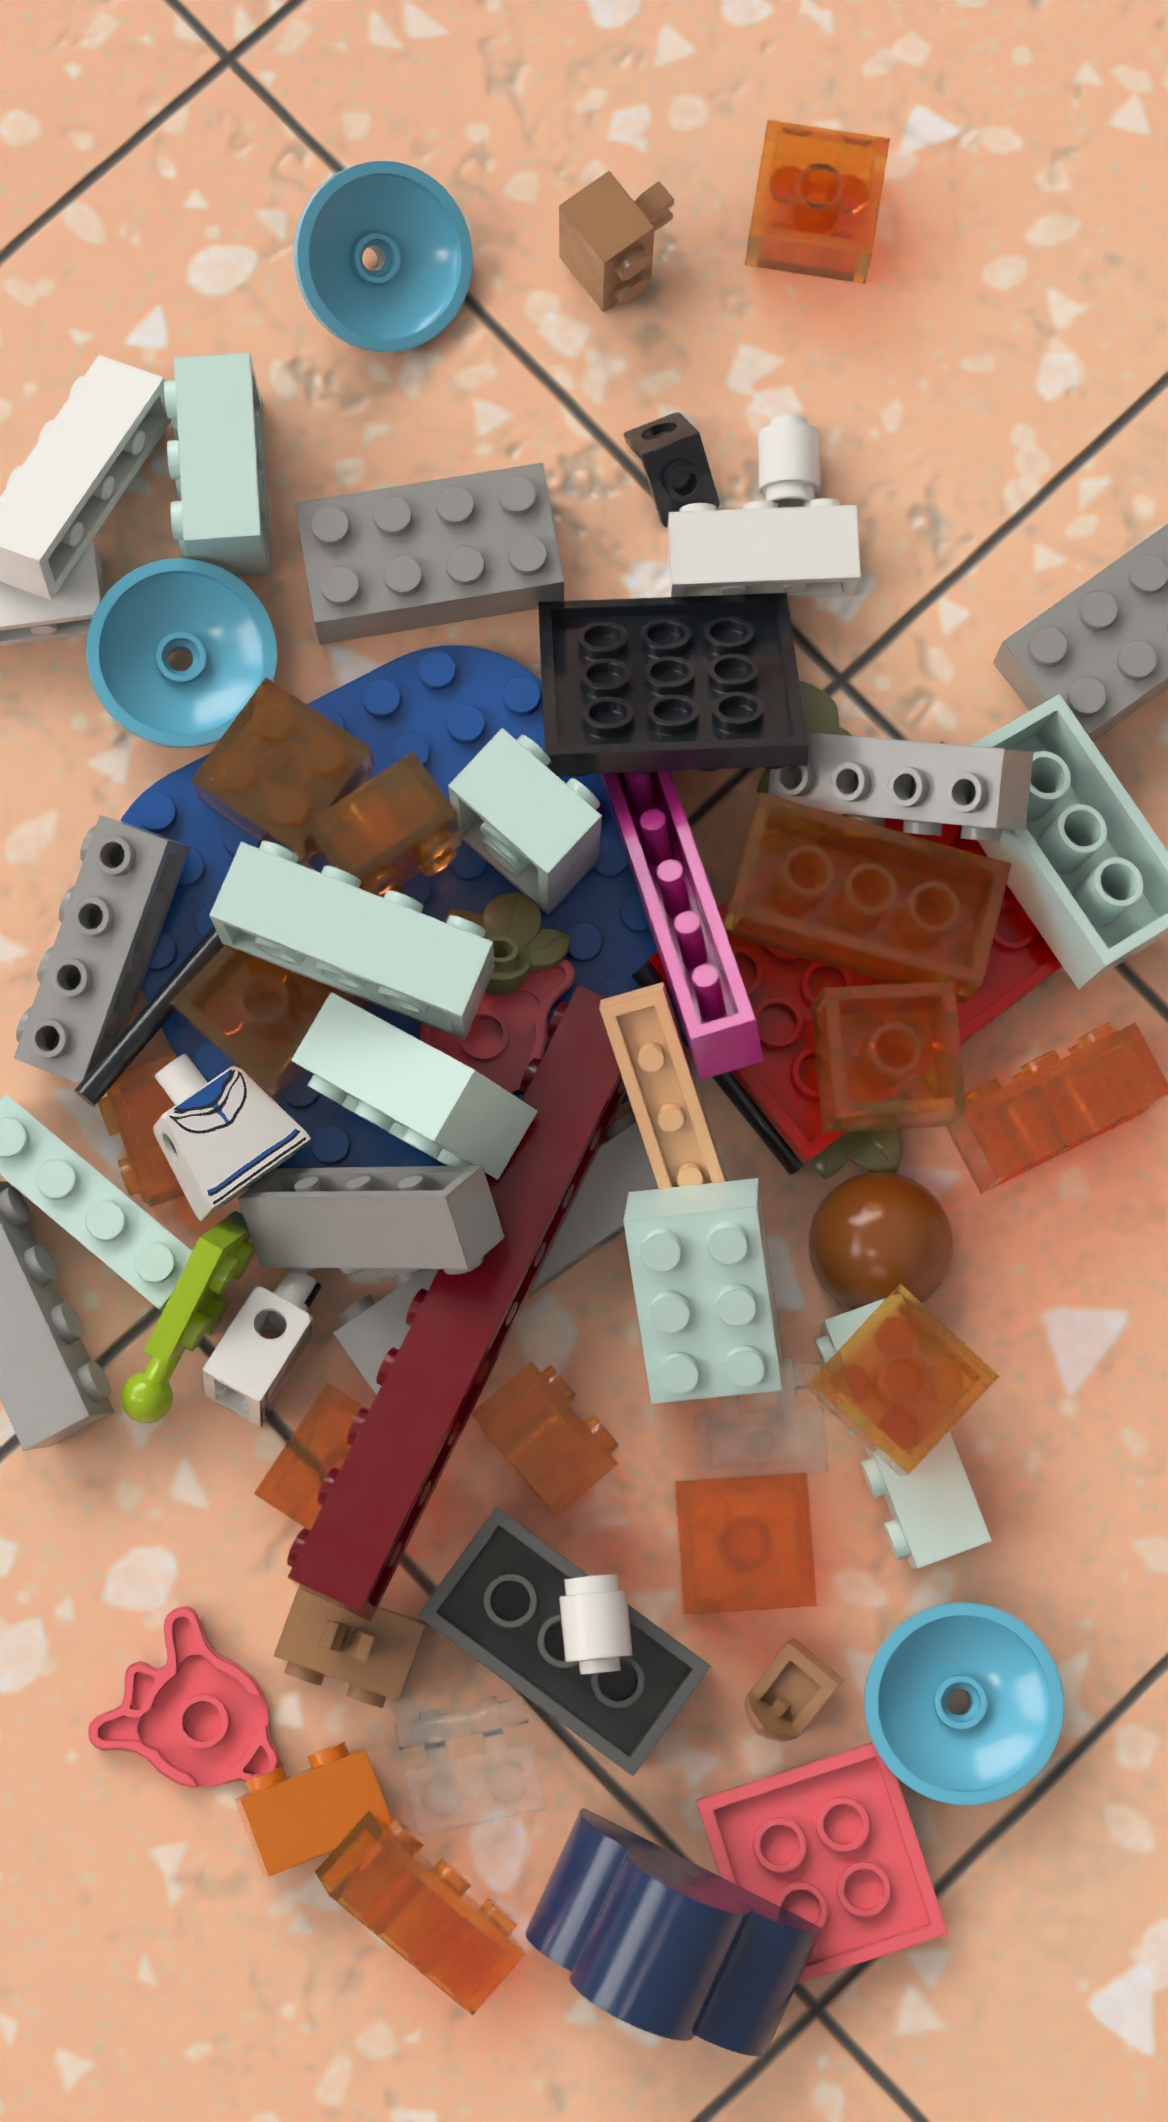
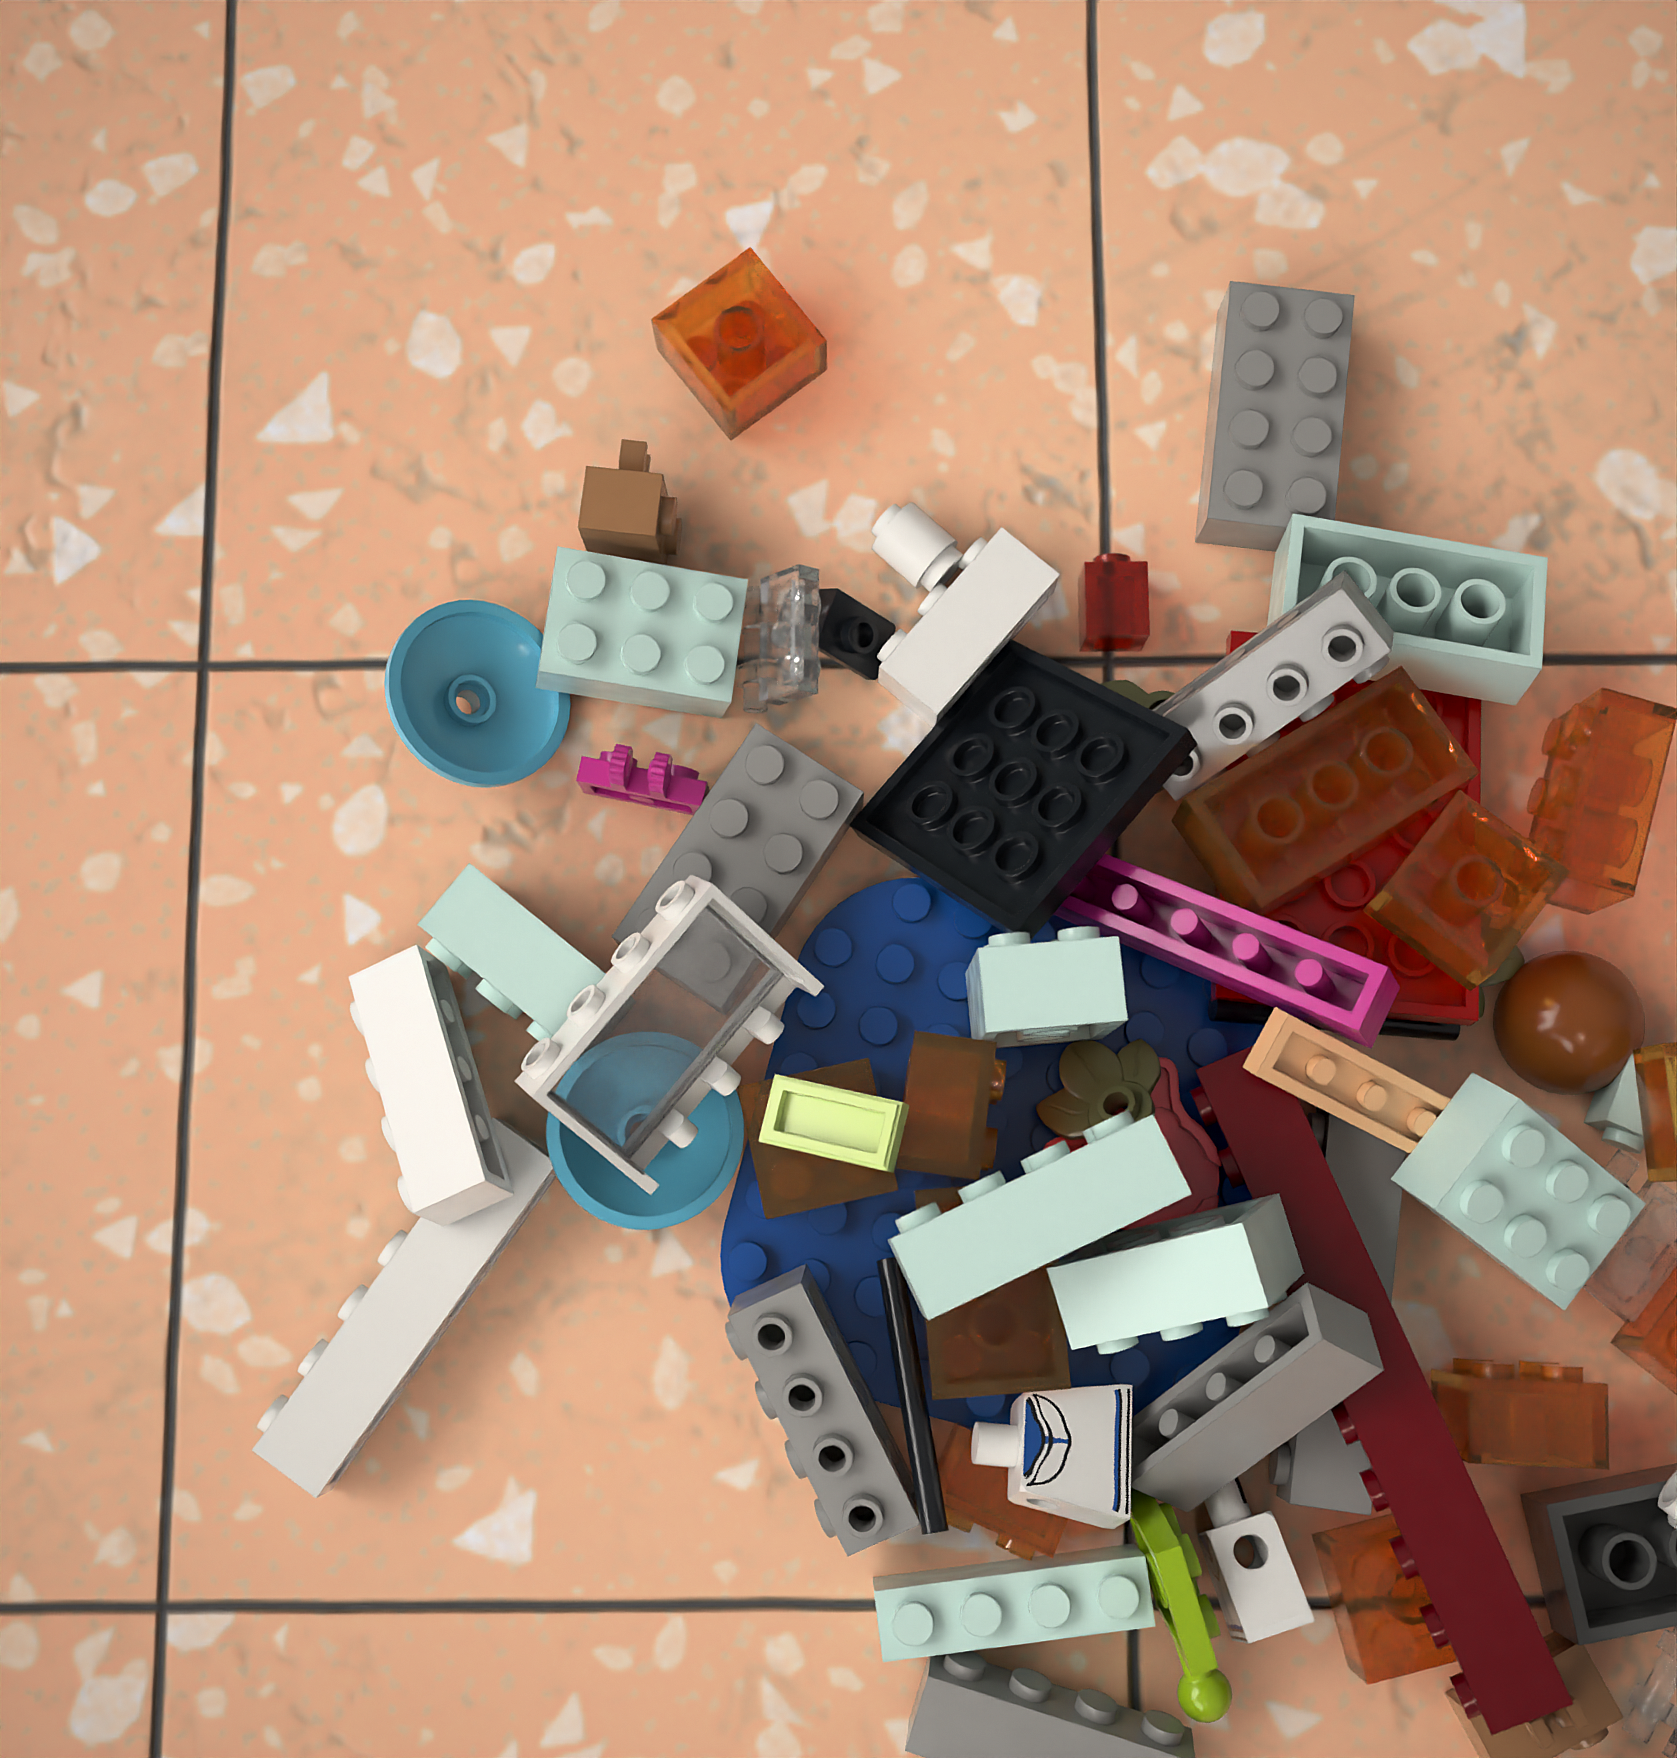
camera: 45 degrees left, 0 degrees up
(256, 589) = (664, 1027): none -> window
(296, 756) = (834, 1123): none -> yellowish green tile
(429, 426) = (660, 786): none -> dark pink hinge
(534, 326) = (641, 633): none -> light aqua brick
(621, 430) = (780, 639): none -> clear plate
(880, 640) = (1113, 604): none -> clear red brick

